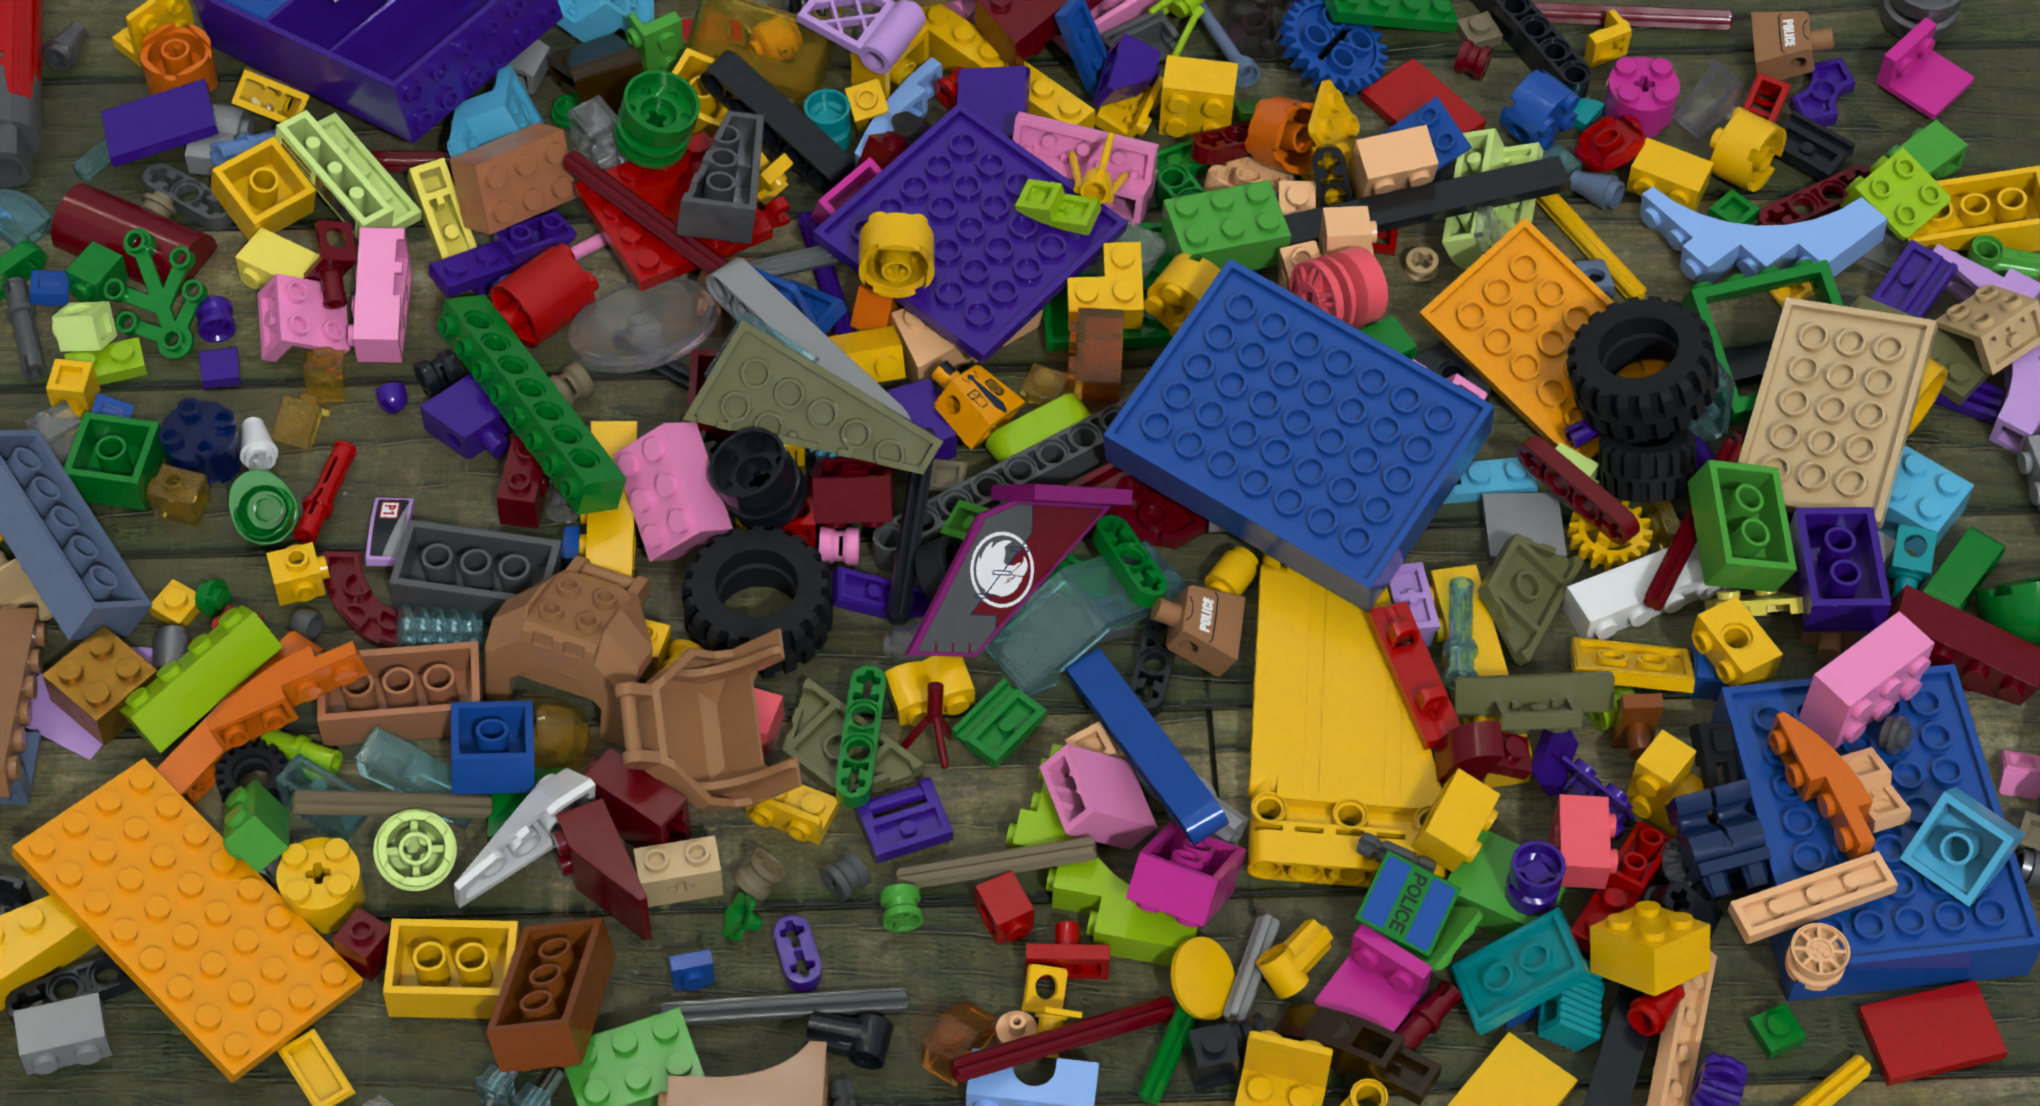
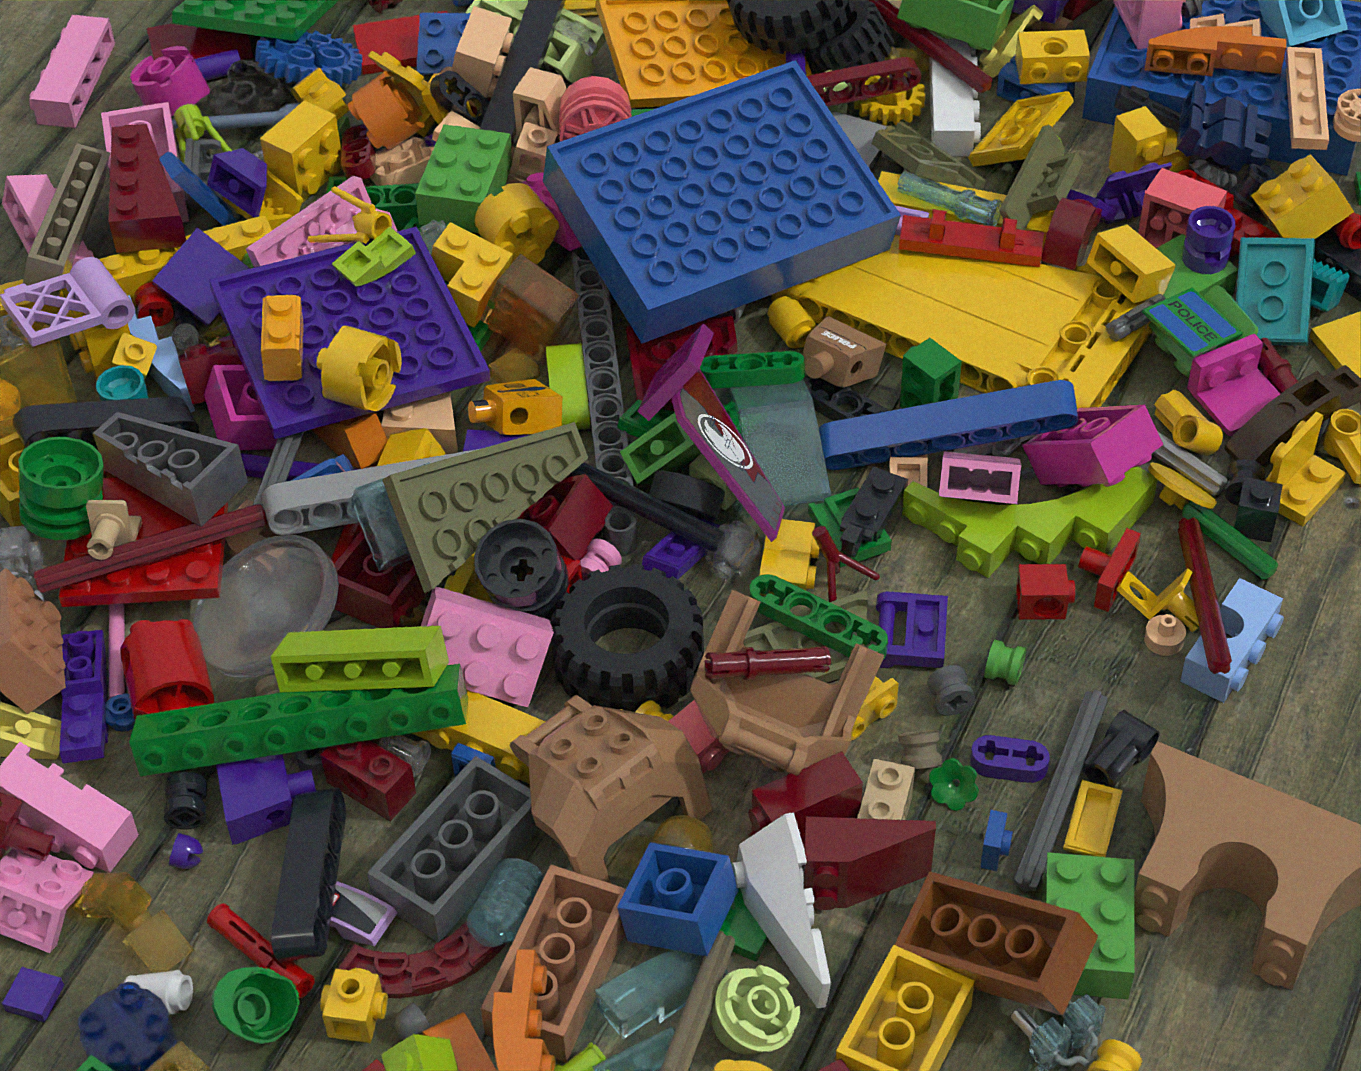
camera: 60 degrees left, 5 degrees down
(401, 486) = (309, 875): none -> black beam
(591, 407) = (360, 659): none -> lime brick
(644, 175) = (110, 526): none -> tan bracket
(729, 685) = (752, 663): none -> dark red pin
(760, 1043) = (1092, 819): none -> yellow tile
(906, 182) = (282, 338): none -> light orange brick
(954, 1035) = (1161, 674): clear orange slope -> none
(998, 862) = (1002, 575): dark tan axle -> none
(1015, 727) = (871, 509): none -> black hinge
(1203, 713) = (929, 375): none -> green brick
(1271, 75) = (322, 93): none -> yellow brick
(1636, 722) = (1082, 139): dark orange tile -> none

